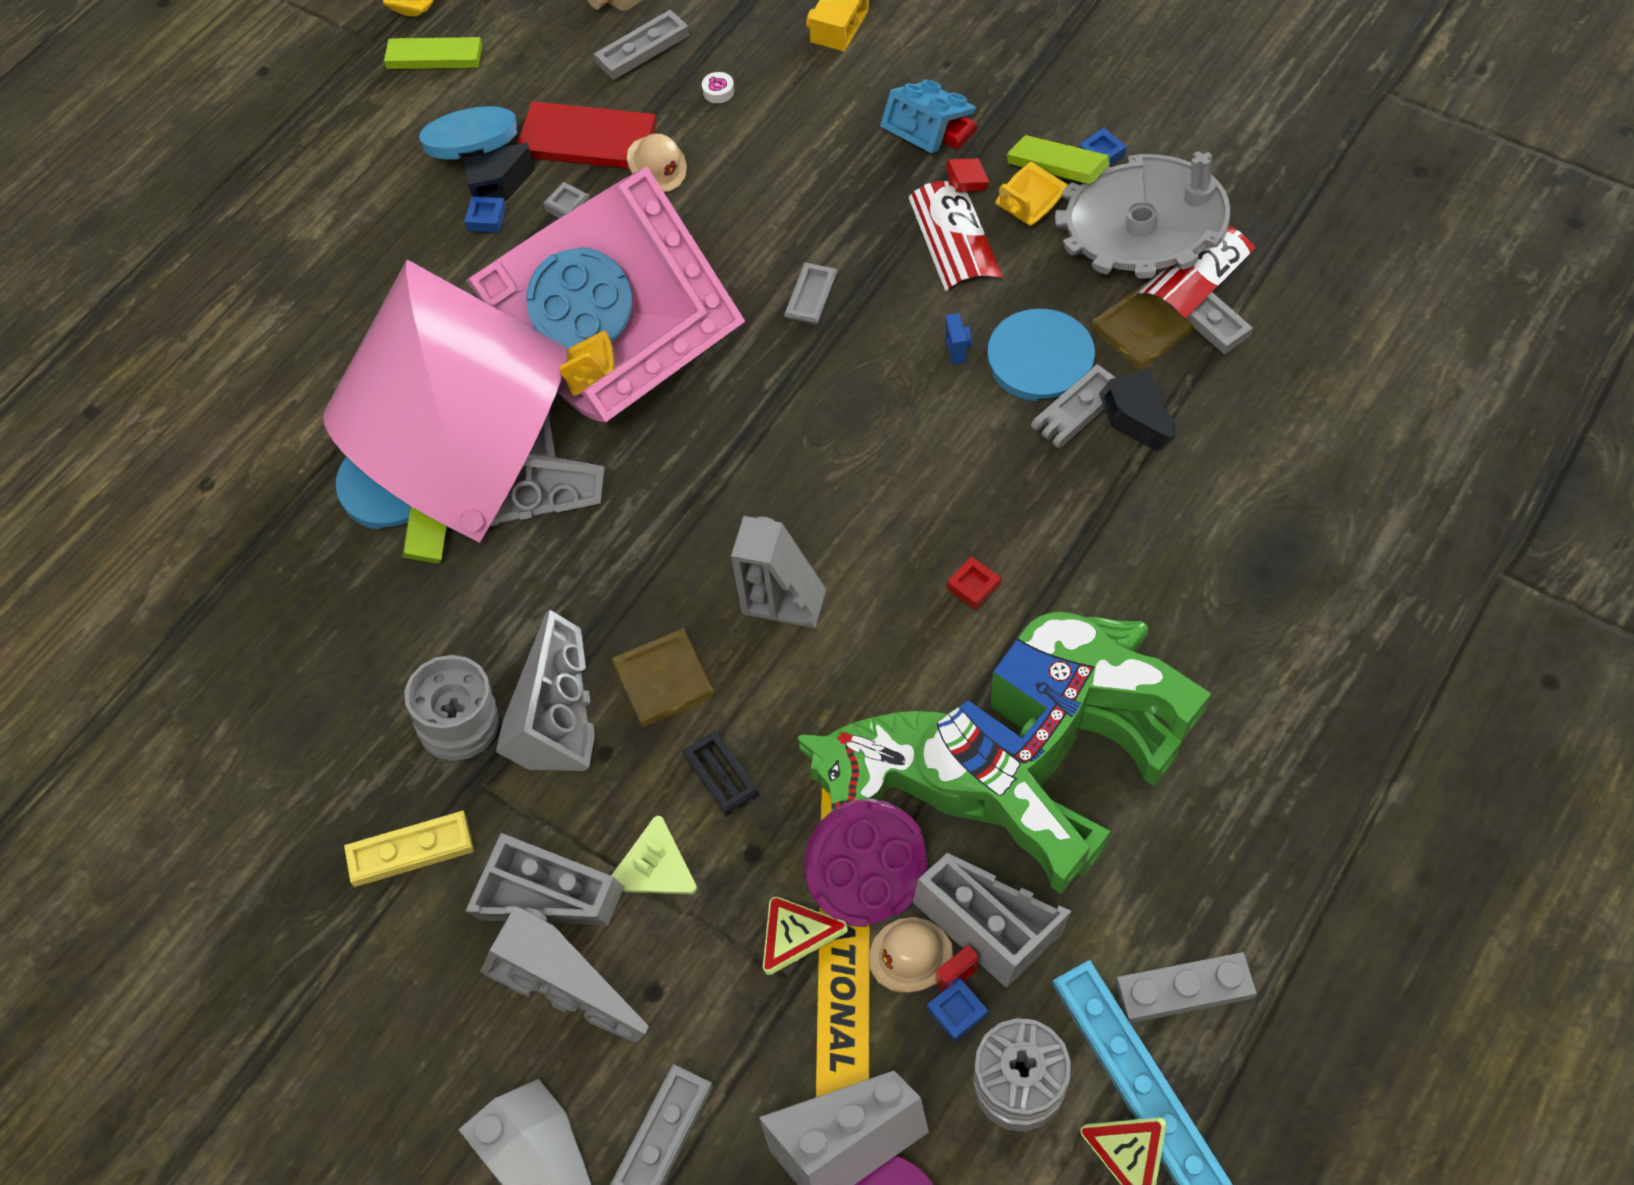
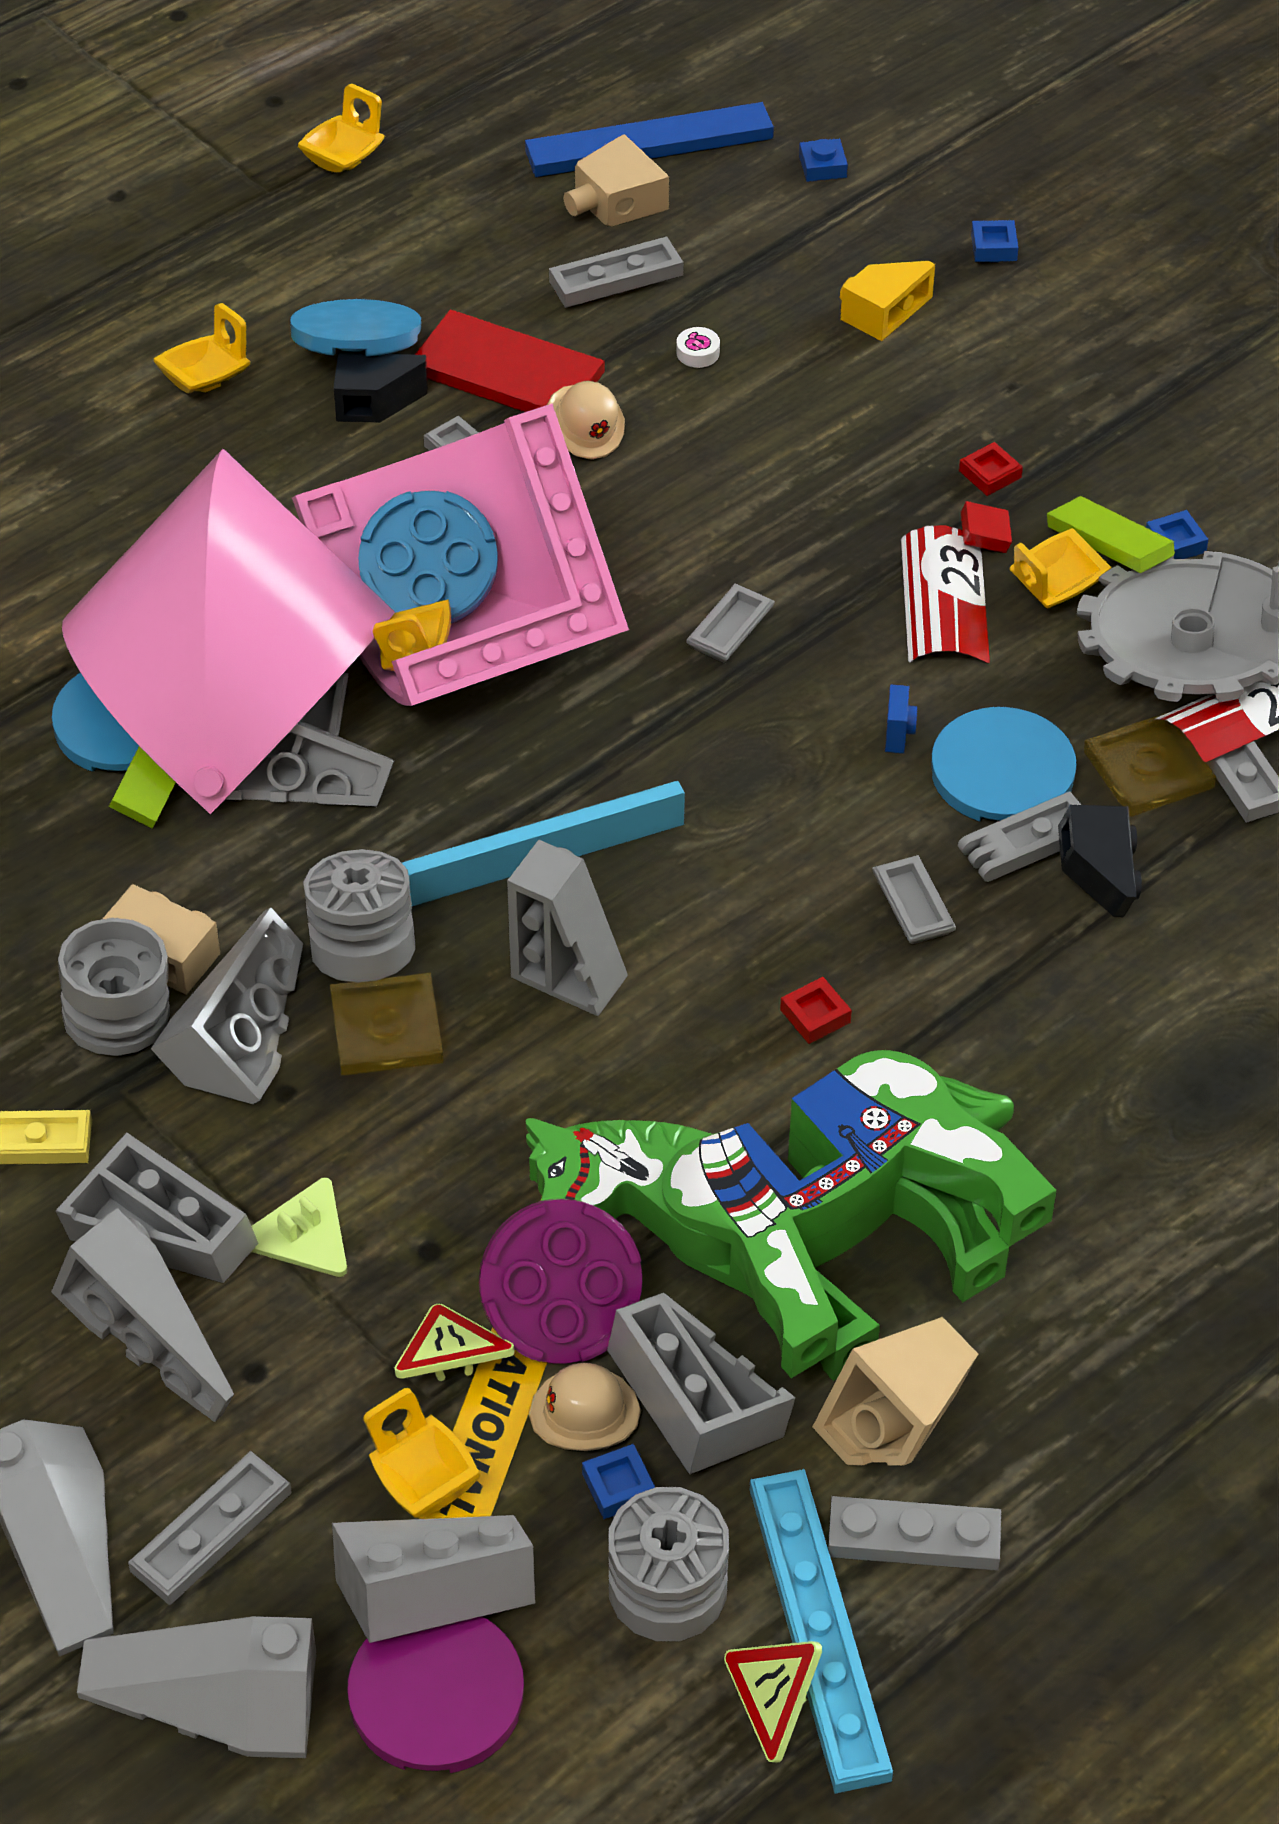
camera: 10 degrees right, 10 degrees down
(369, 182) = (209, 359): none -> yellow piece
(433, 53) = (343, 222): lime tile -> none
(485, 214) = (345, 431): blue plate -> none
(491, 649) = (187, 934): none -> tan brick
(619, 600) = (359, 915): none -> light grey wheel
(732, 503) = (578, 831): none -> medium azure tile
(738, 799) = (431, 1181): black tile -> none
(806, 1038) = (422, 1464): none -> yellow piece
(922, 113) = (951, 434): dark azure bracket -> none
(961, 966) = (639, 1428): red tile -> none
(1013, 475) = (914, 899): none -> light grey tile
(1143, 886) = (894, 1394): none -> tan slope

